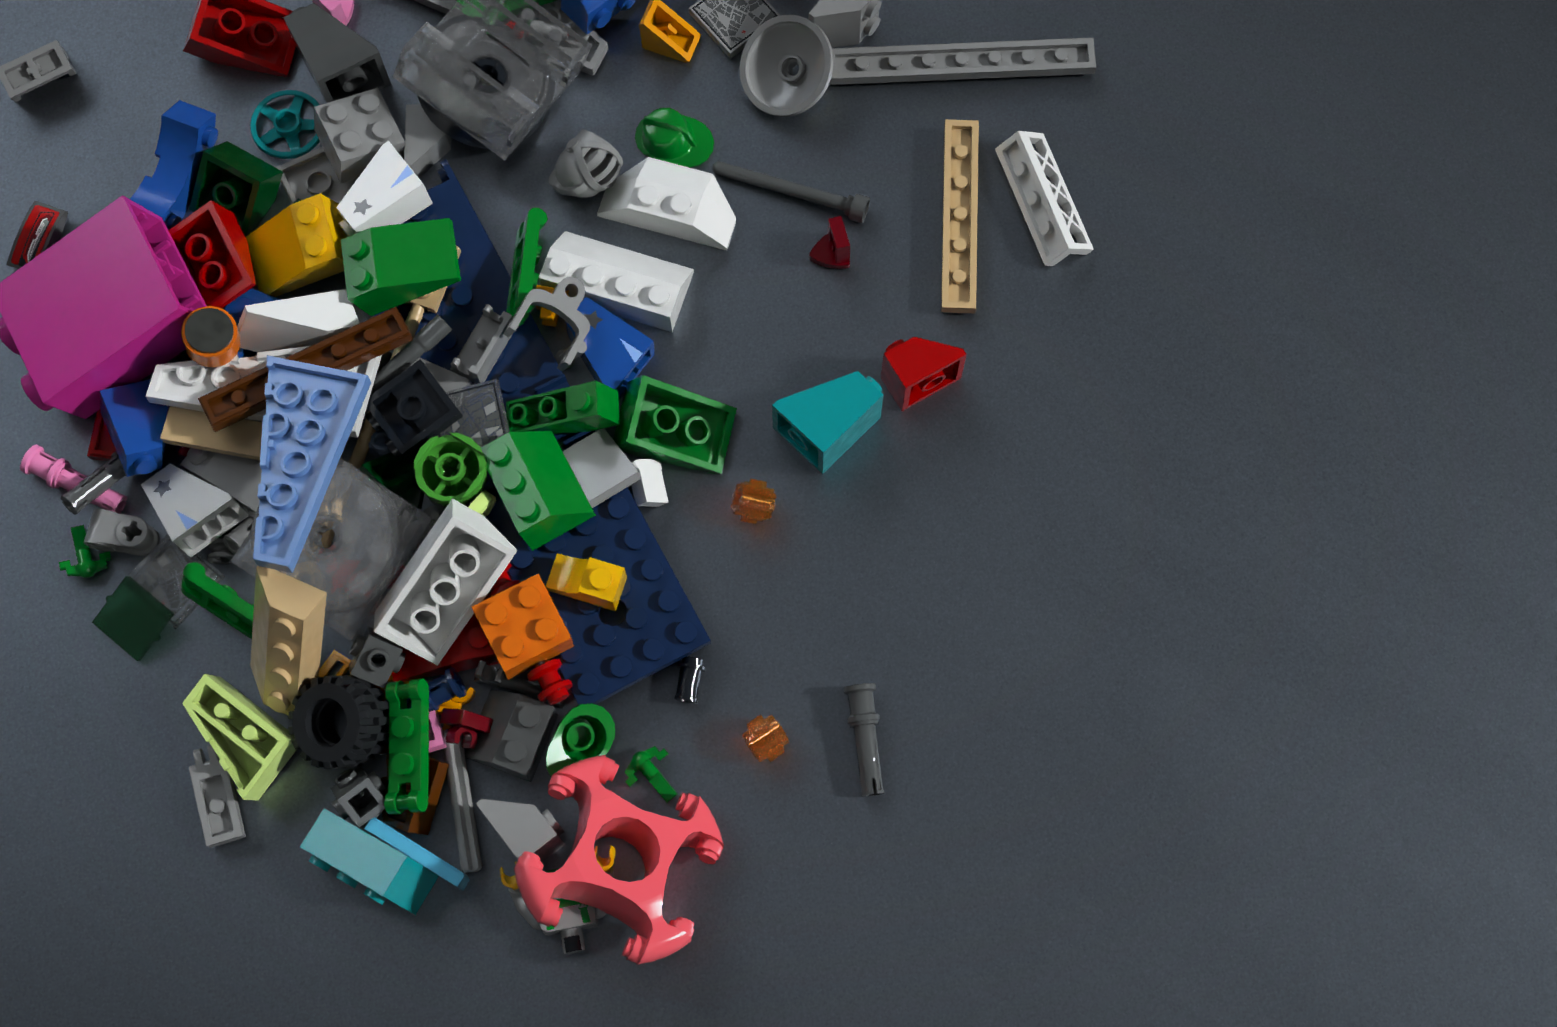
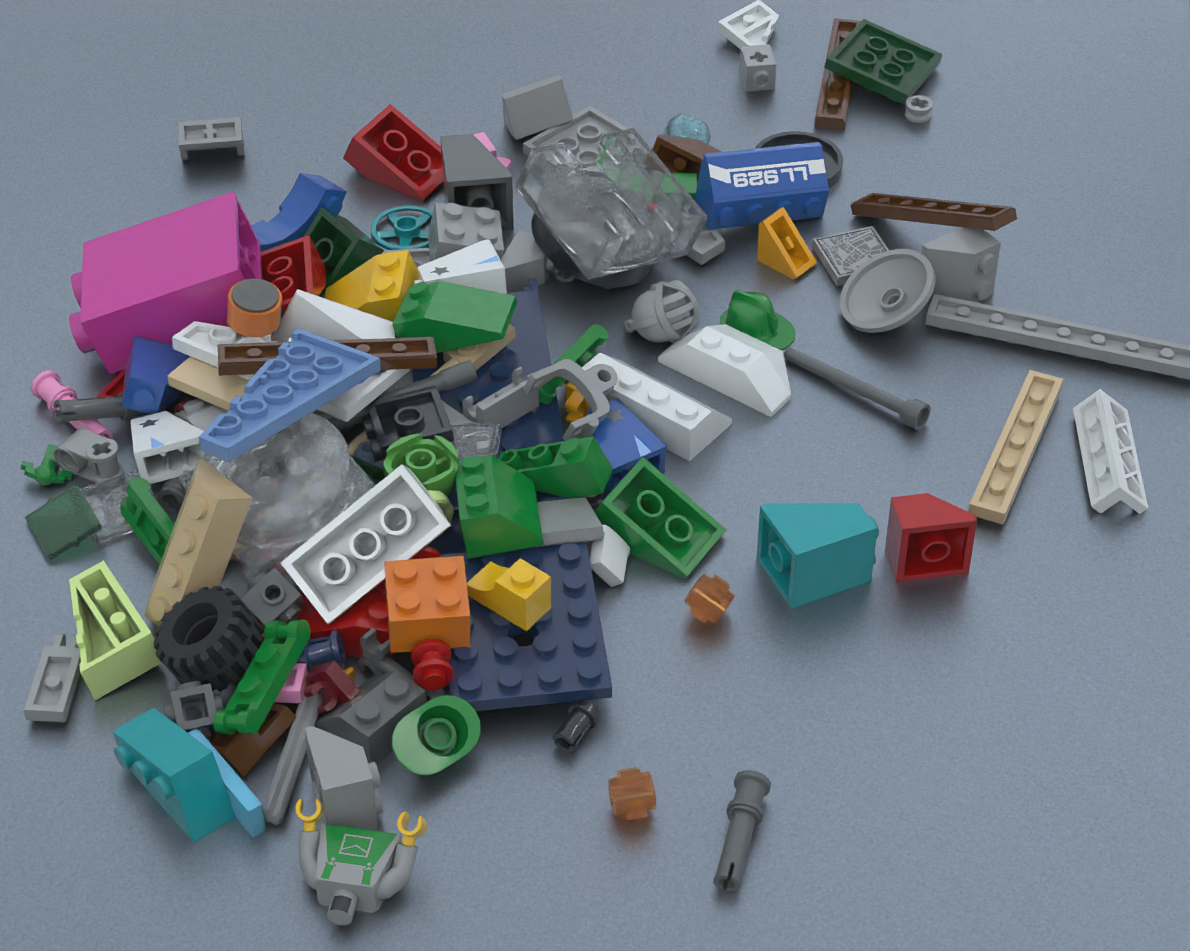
camera: 20 degrees right, 30 degrees down
(583, 879) = (416, 863): coral piece -> none
(642, 761) = (493, 781): green piece -> none
(833, 248) = (877, 440): dark red tile -> none

